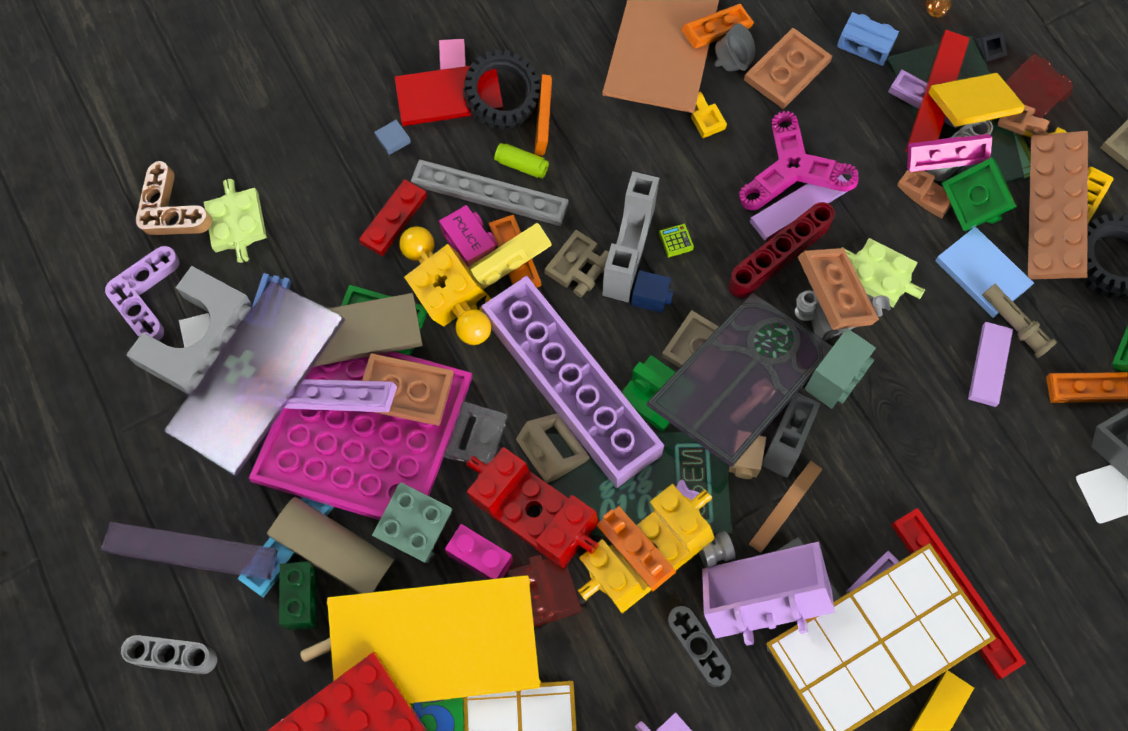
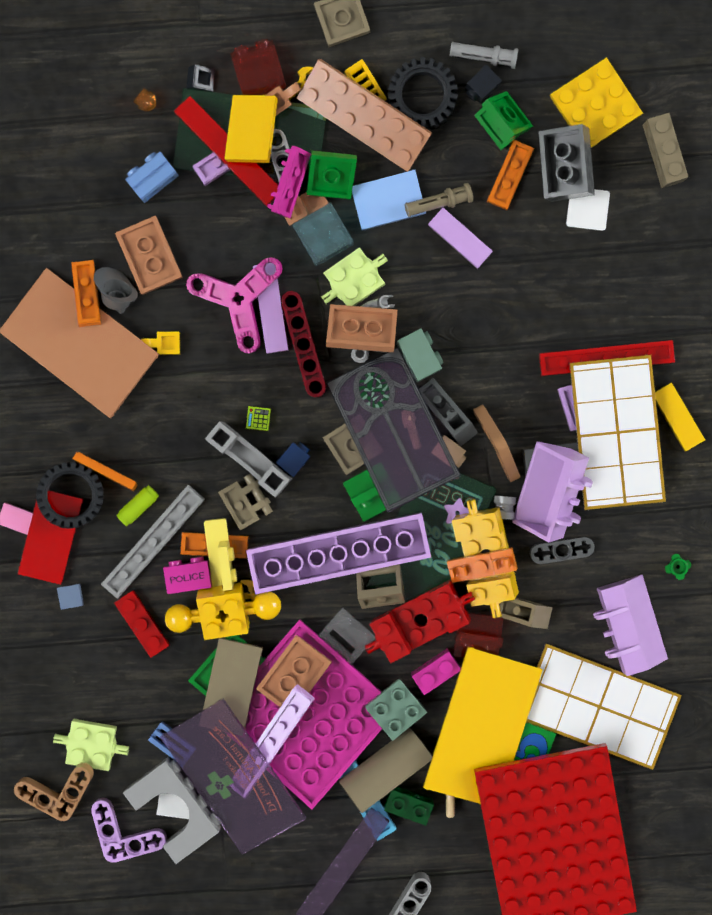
camera: 65 degrees left, 20 degrees up
(601, 634) = (526, 612): none -> dark tan slope
(909, 218) = (323, 234): none -> clear light blue brick

